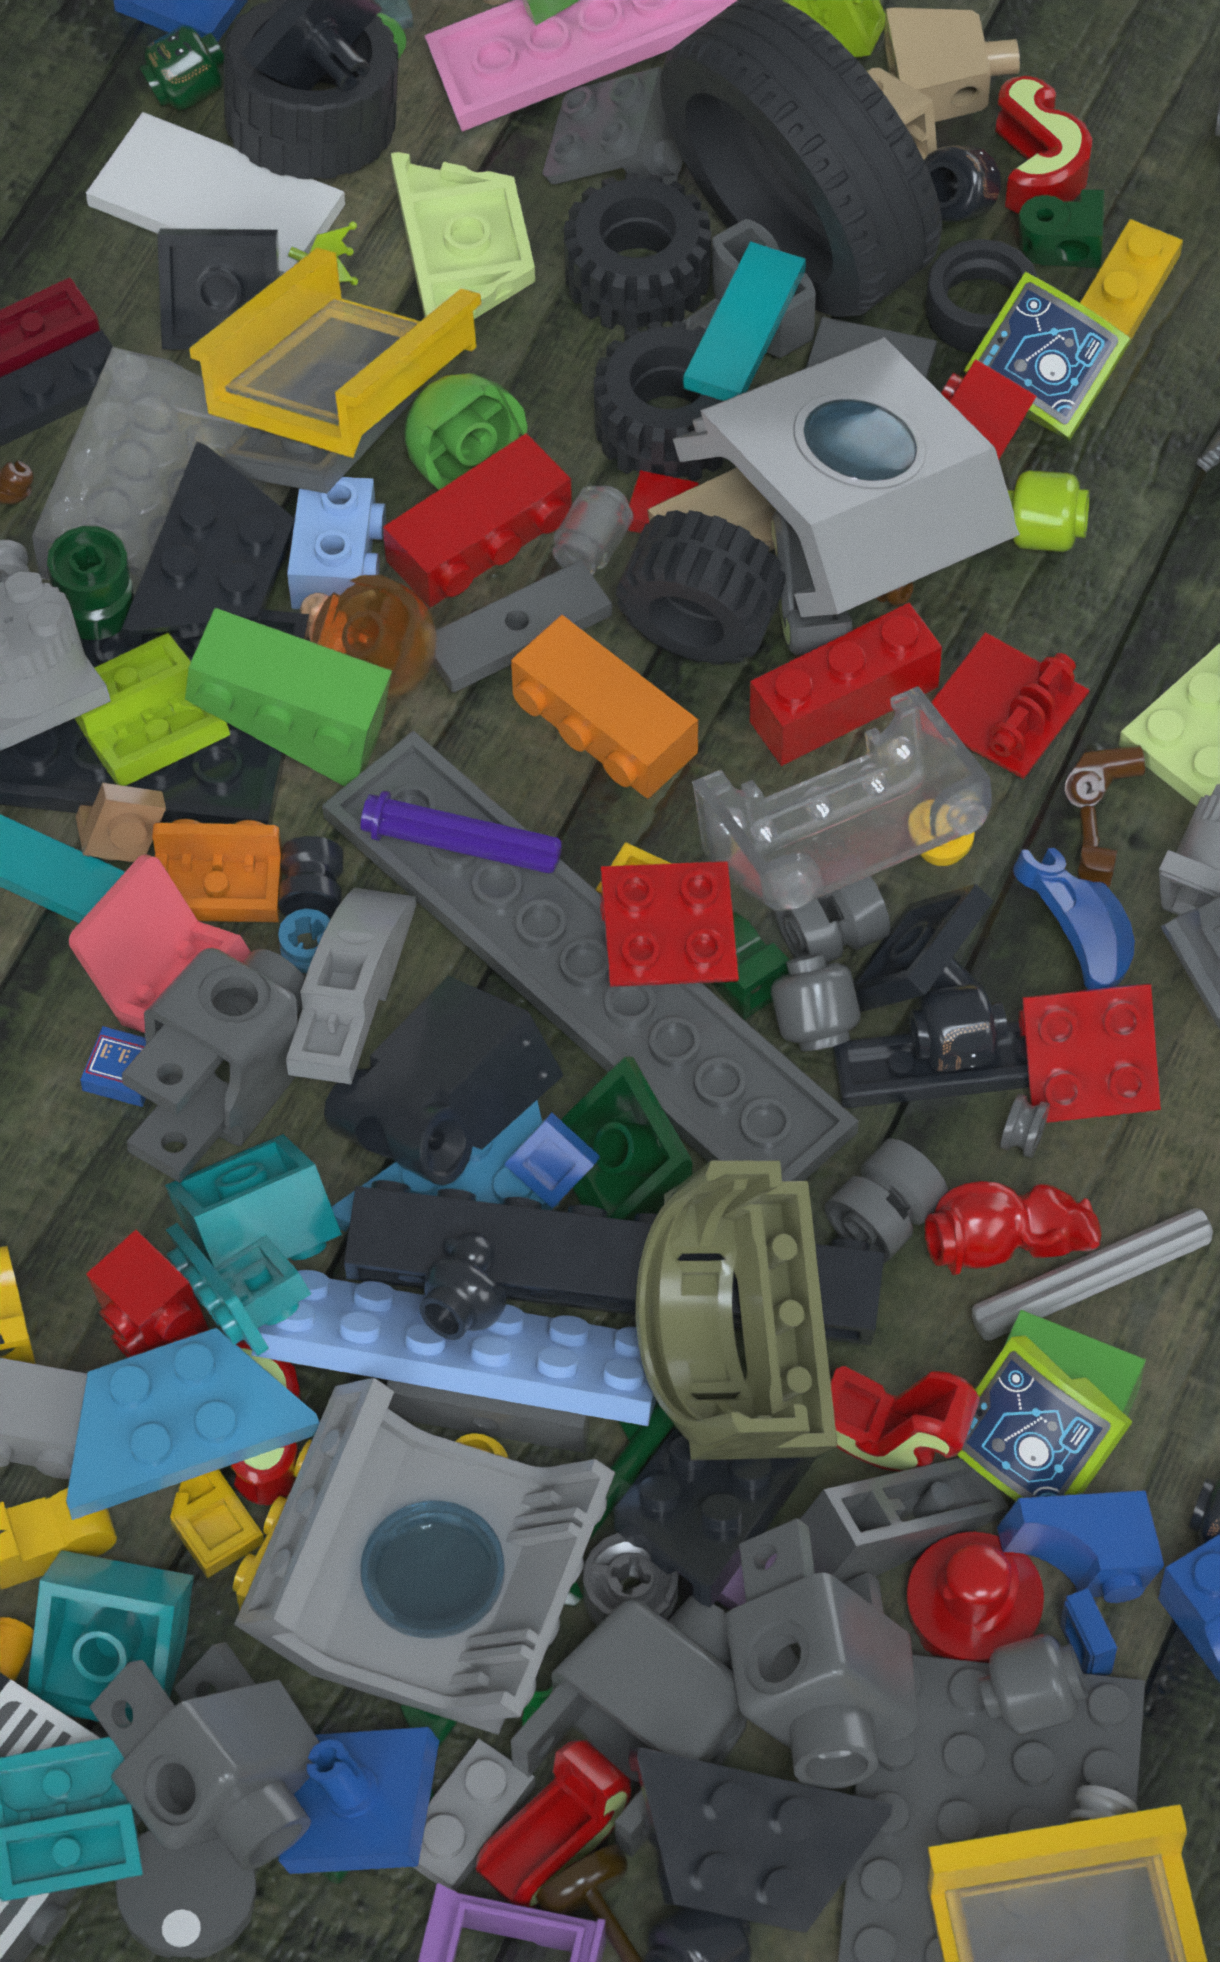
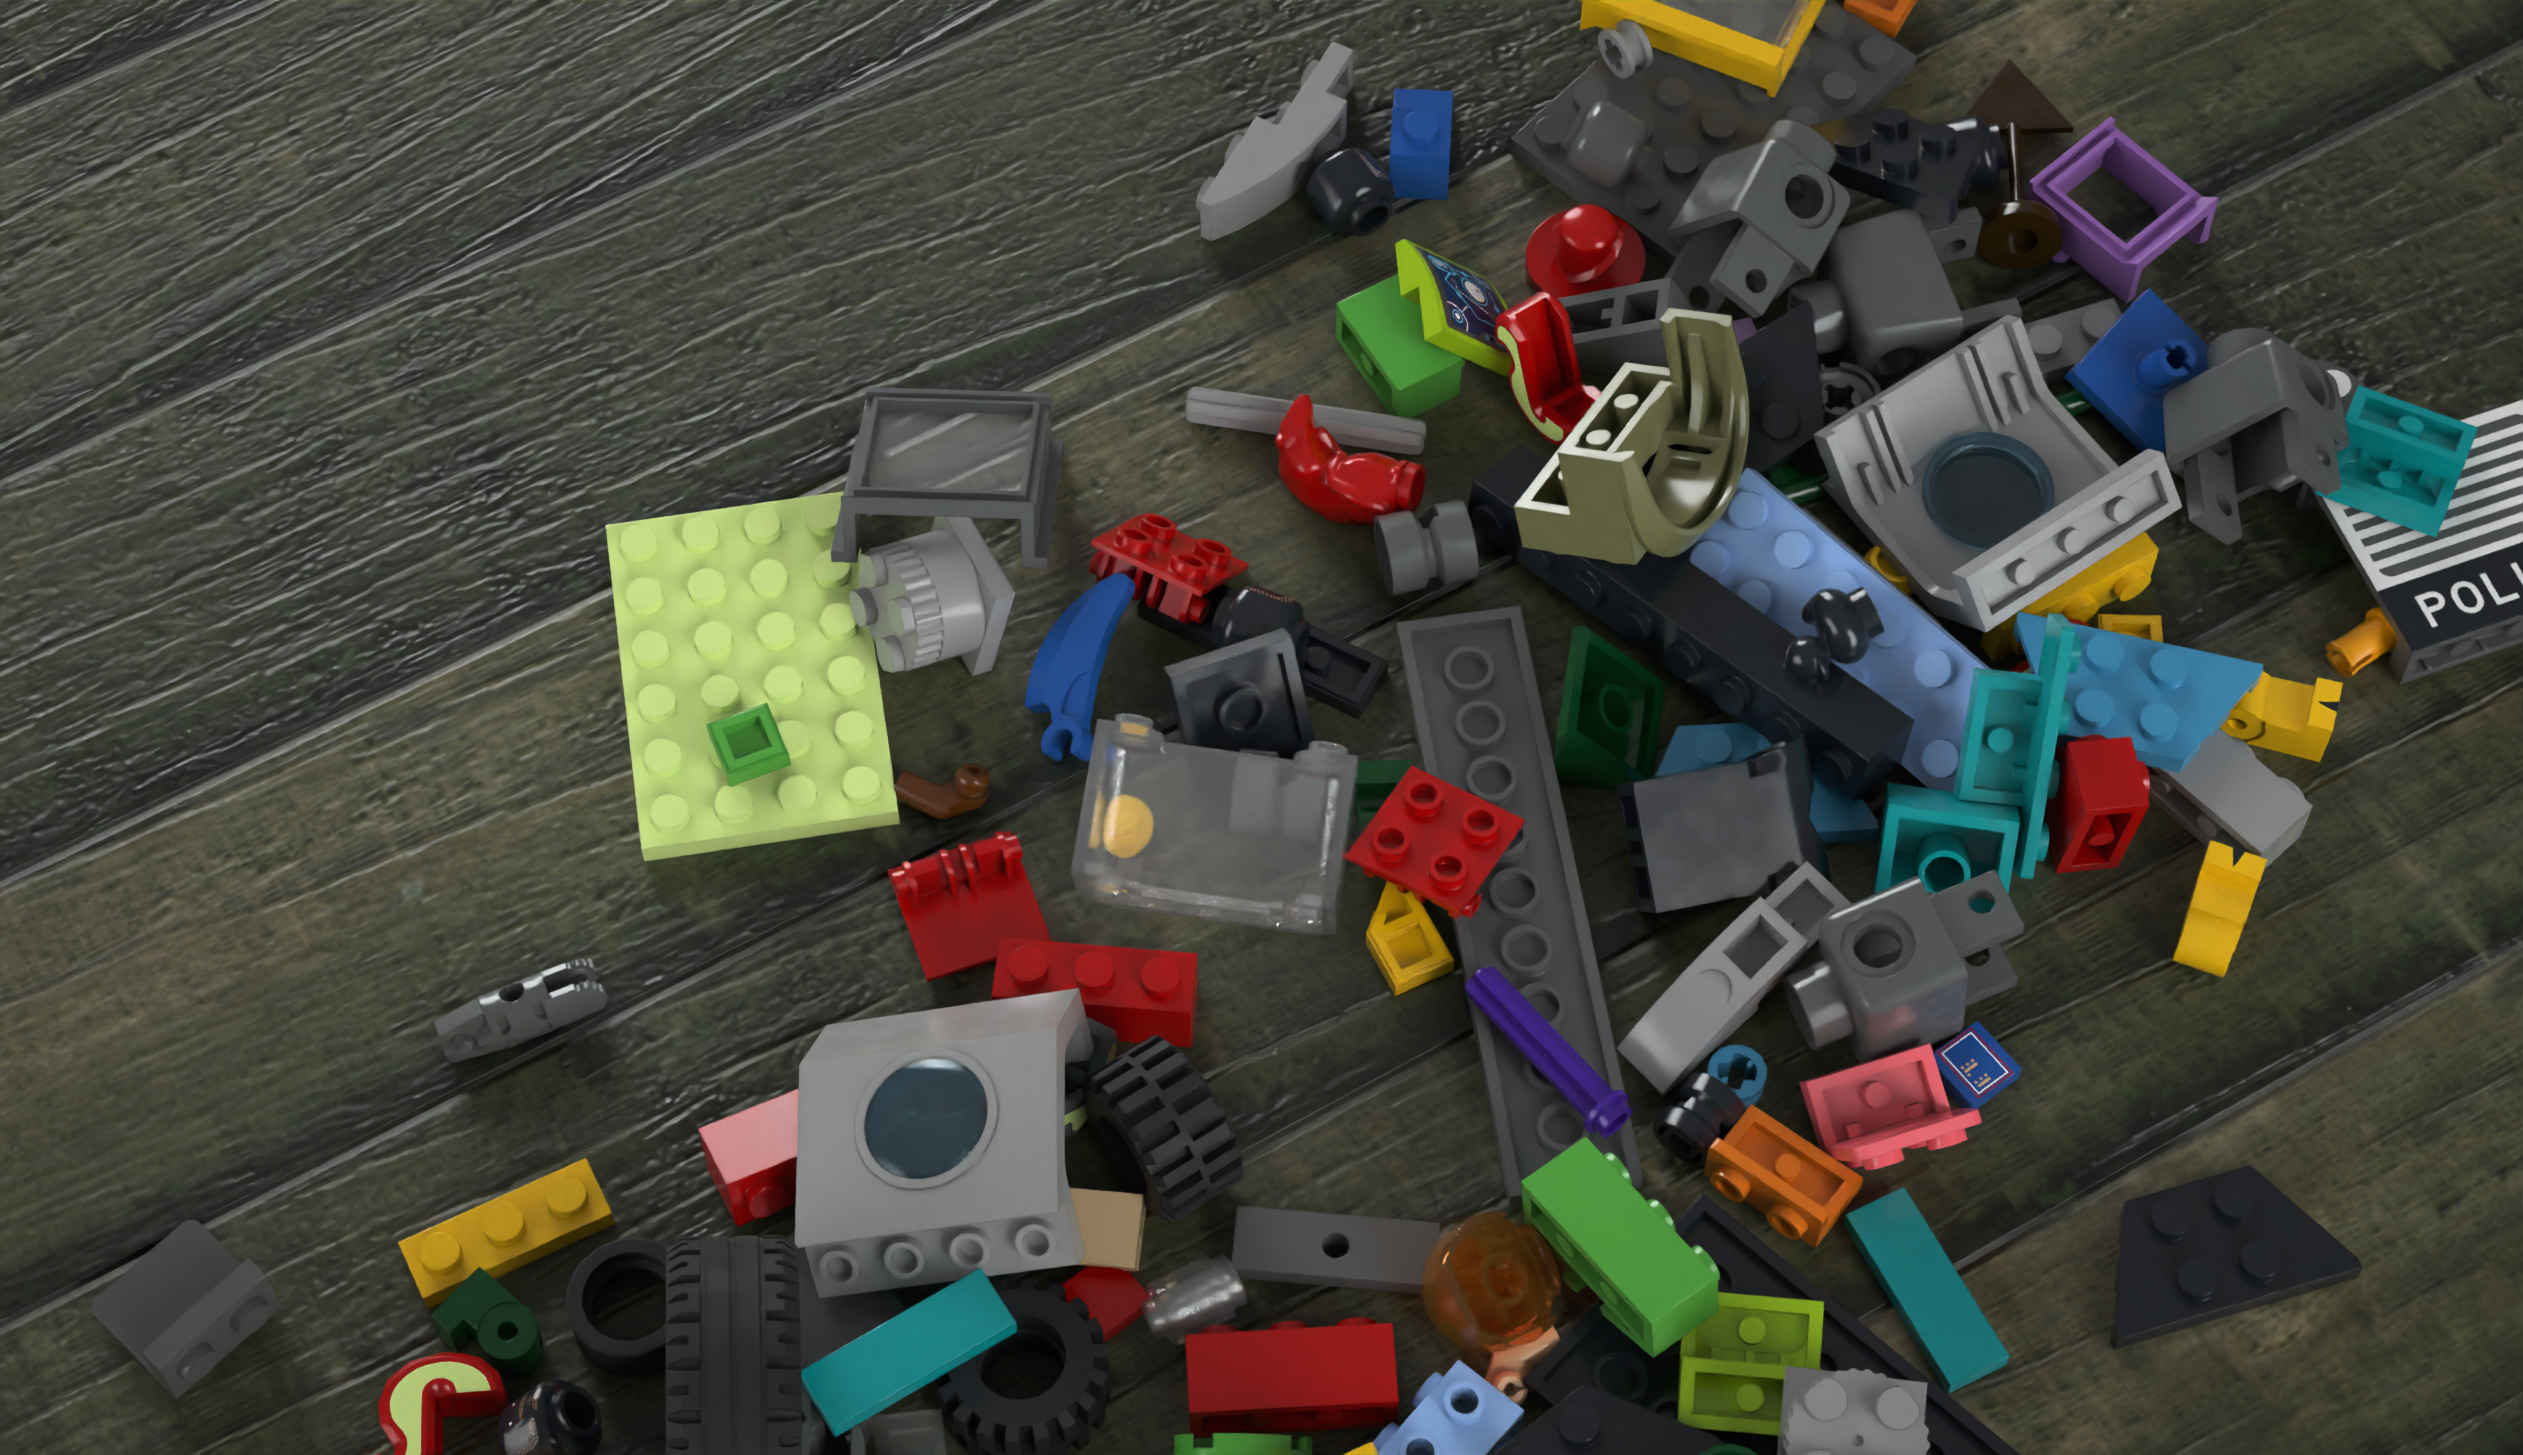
camera: 145 degrees left, 0 degrees up
(97, 1620) = (2267, 603): teal slope -> none
(119, 822) = (1850, 1268): medium nougat bracket -> none
(552, 1160) = (1672, 727): blue tile -> none
(557, 1825) = (2037, 274): red animal -> none
(604, 707) = (1323, 1112): orange brick -> none
(815, 1003) = (1359, 719): dark grey head -> none
(1025, 1126) = (1264, 546): dark grey bush -> none
(1049, 510) = (775, 1036): lime head -> none
(1052, 351) = (642, 1187): slope -> none
(1088, 1634) = (1528, 182): blue tile -> none
(1092, 1538) = (1472, 228): blue arch -> none
(1096, 862) = (1019, 728): reddish brown hand -> none

